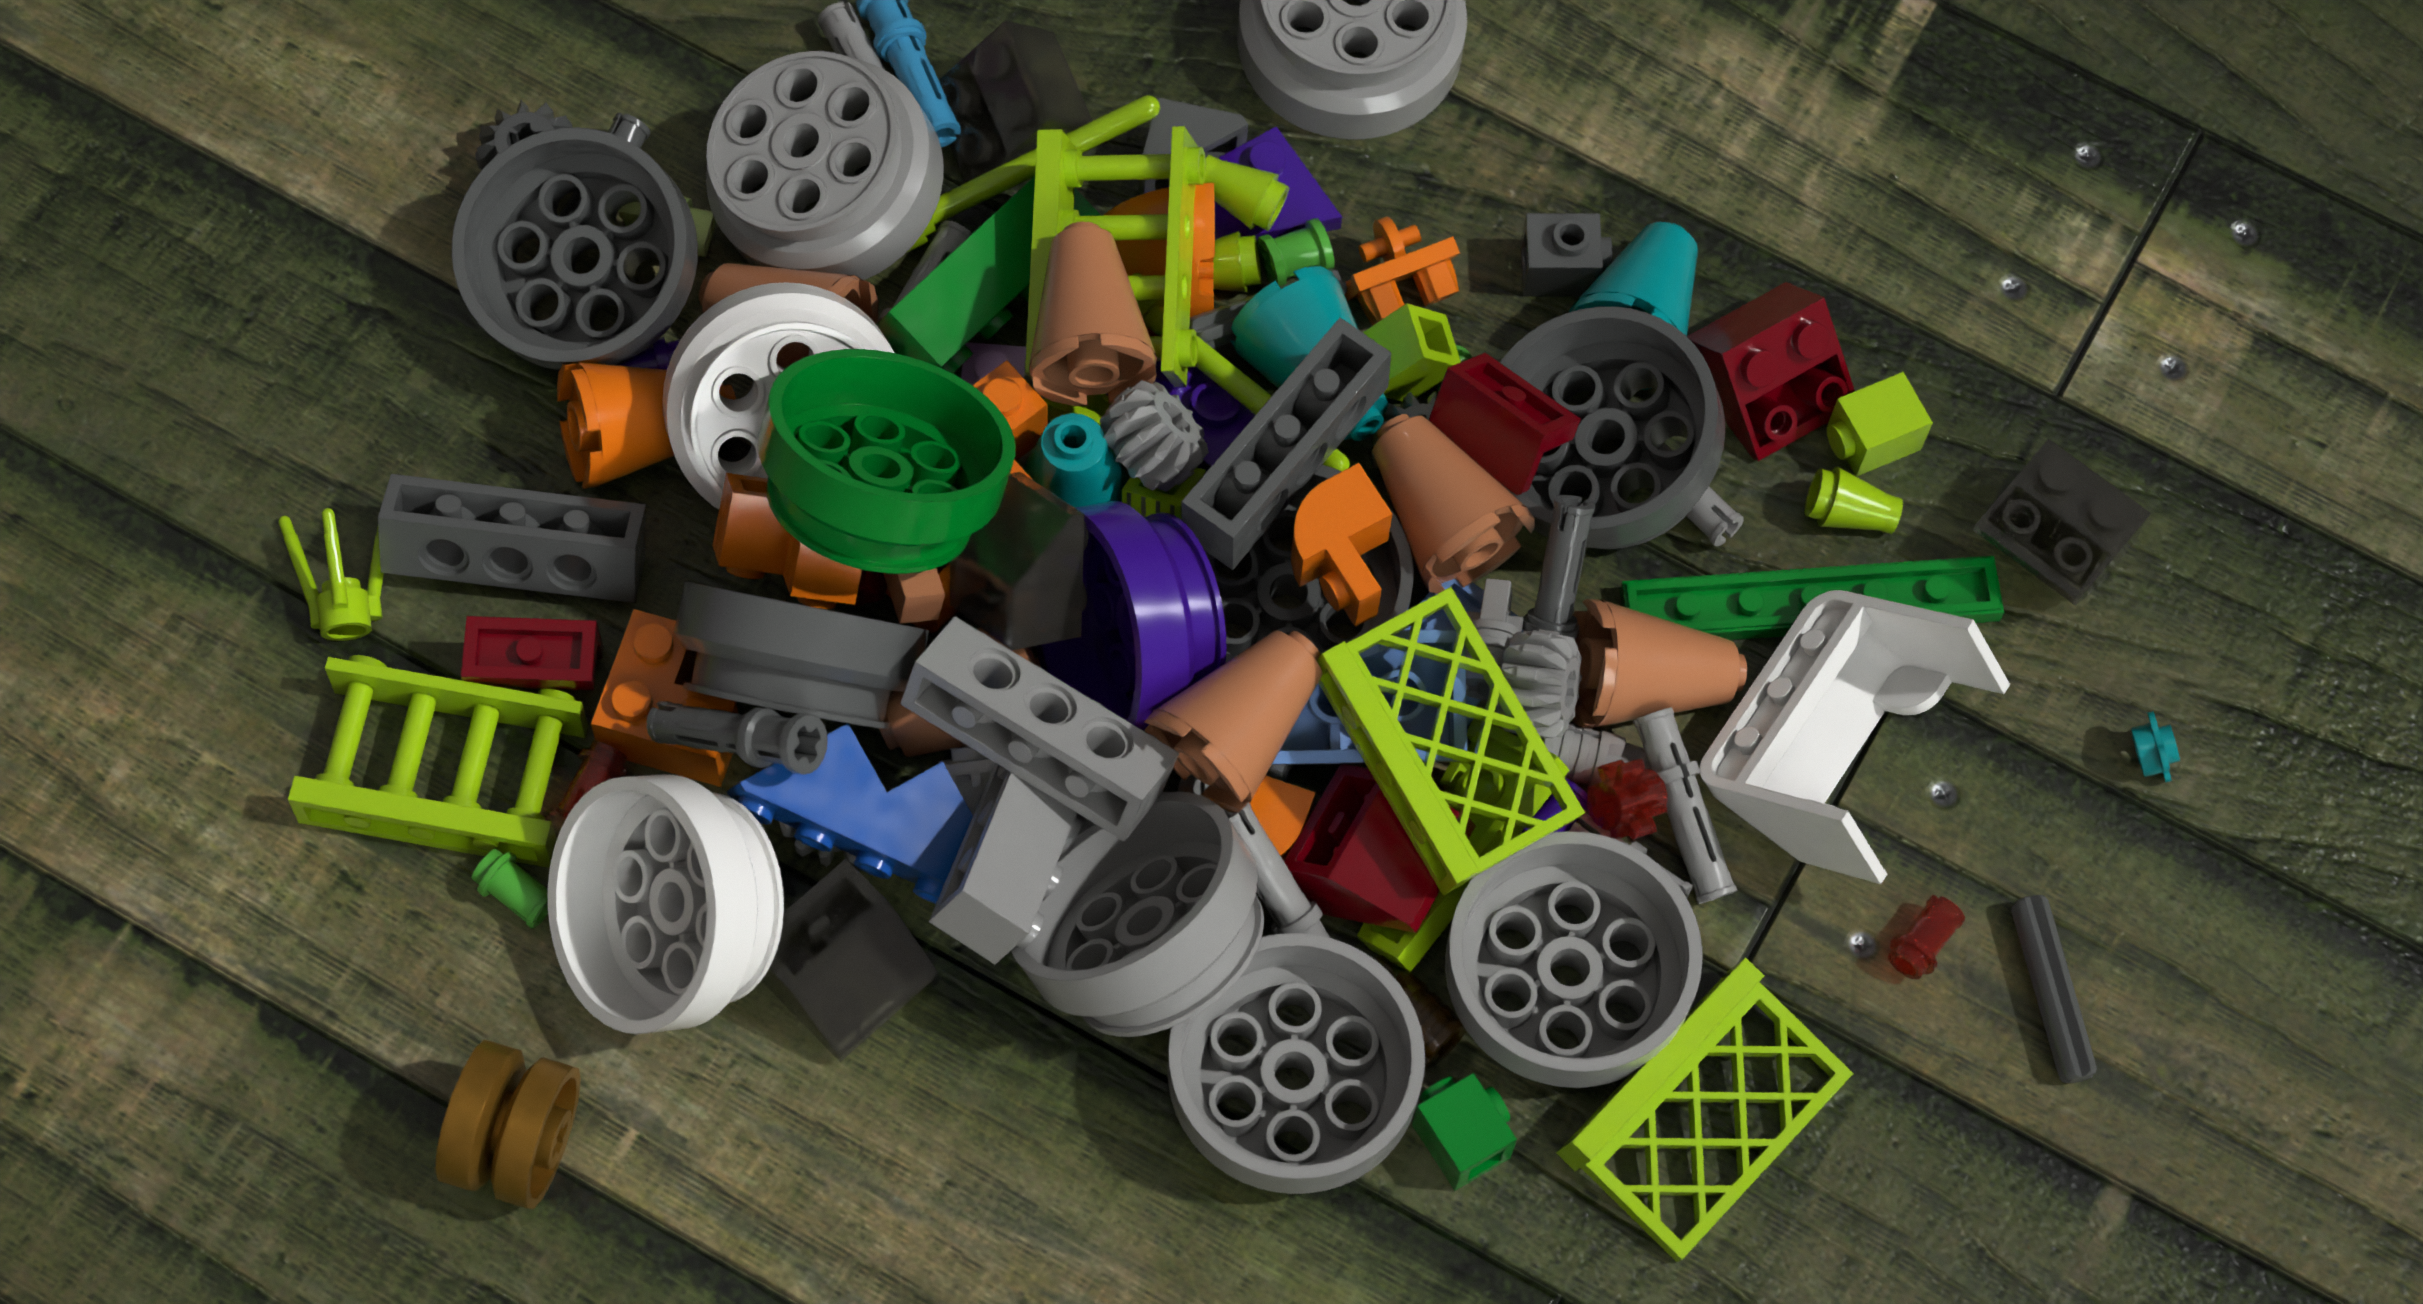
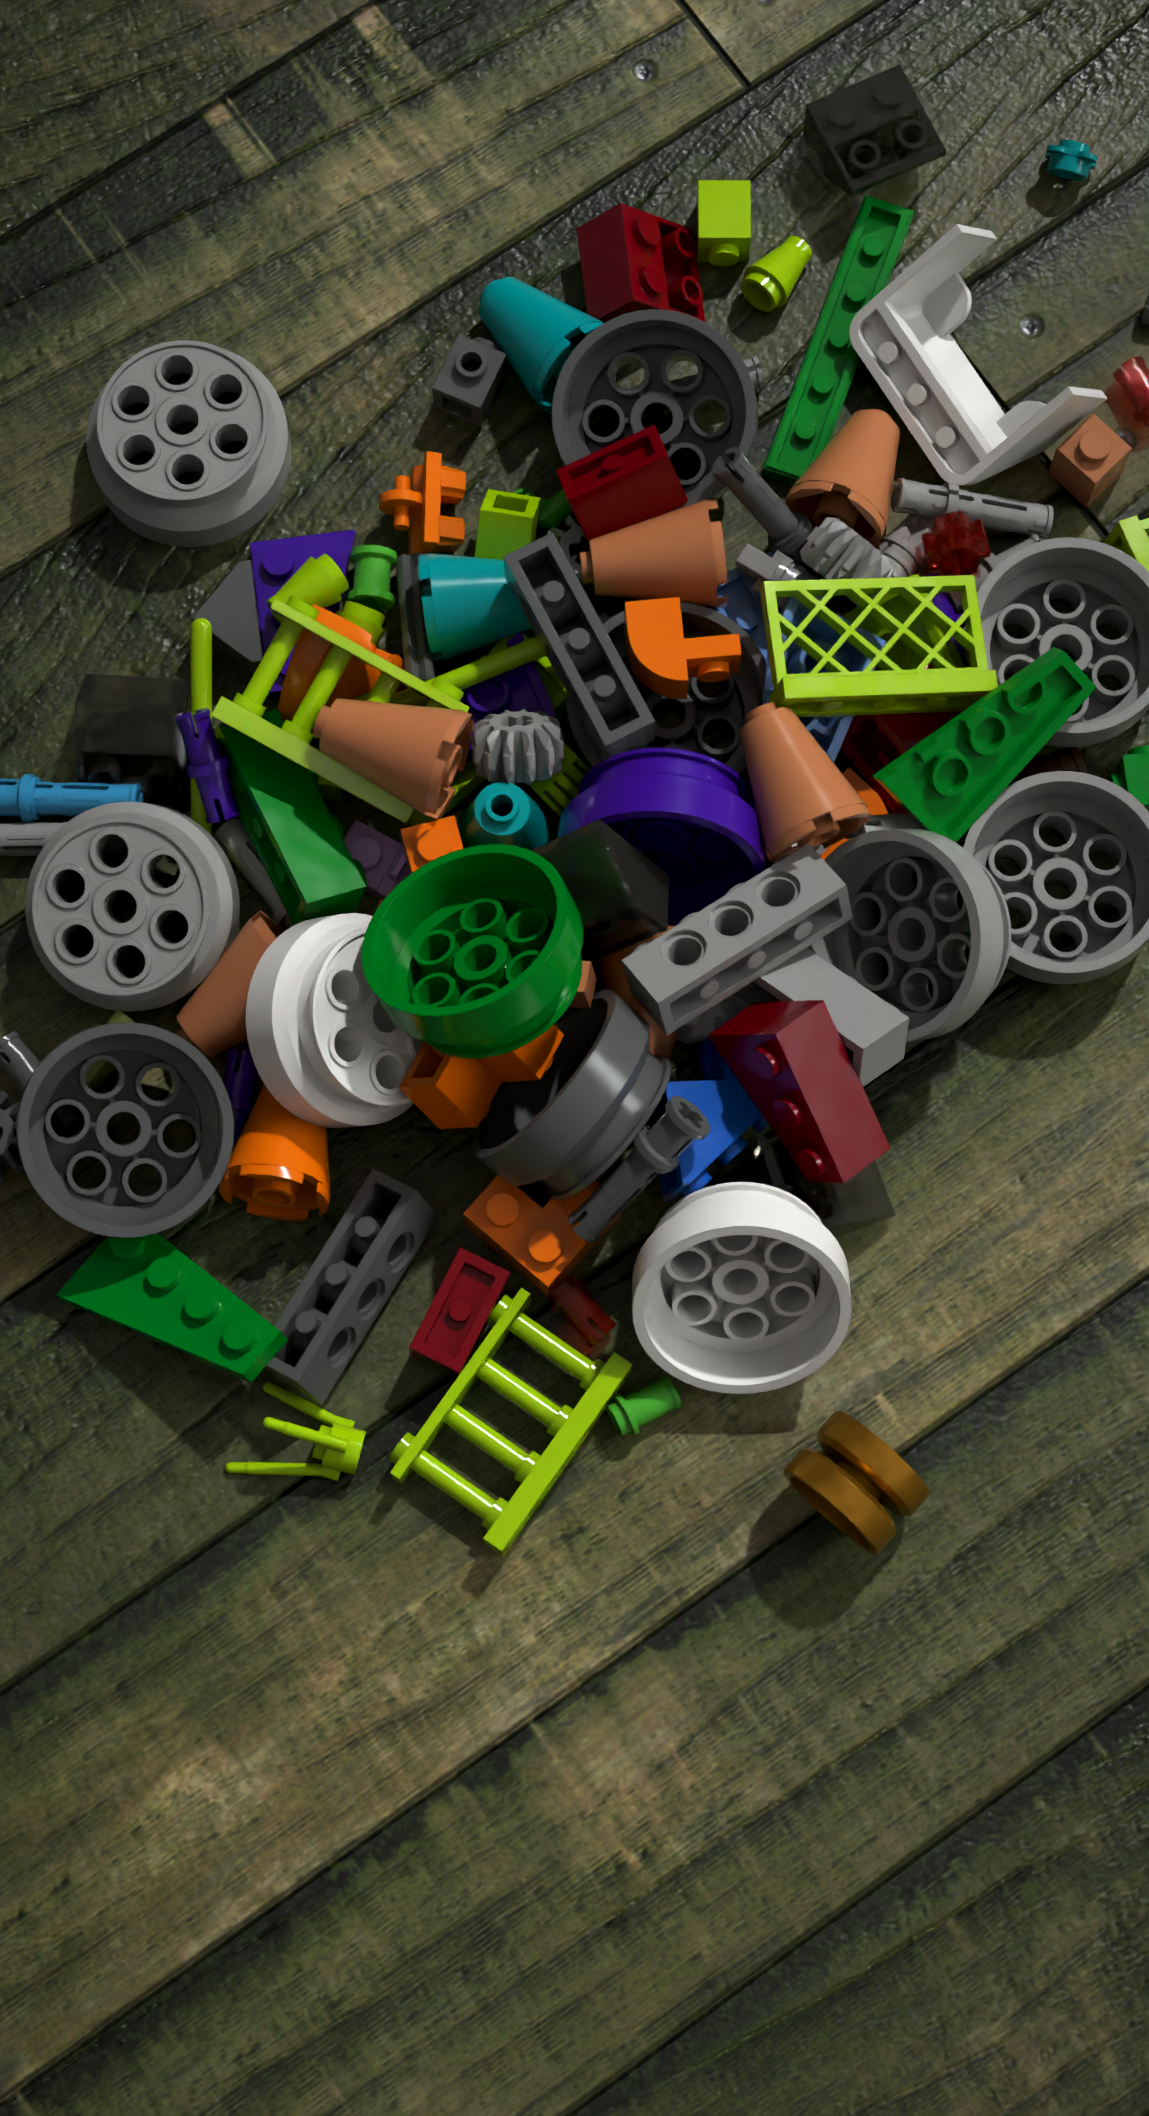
camera: 60 degrees left, 10 degrees up
(423, 386) = (174, 1303): none -> green wing
(904, 869) = (803, 1086): none -> dark red wedge
(999, 174) = (207, 765): none -> dark purple pin
(1376, 897) = (978, 753): none -> green wing
(1809, 907) = (1089, 460): none -> nougat brick

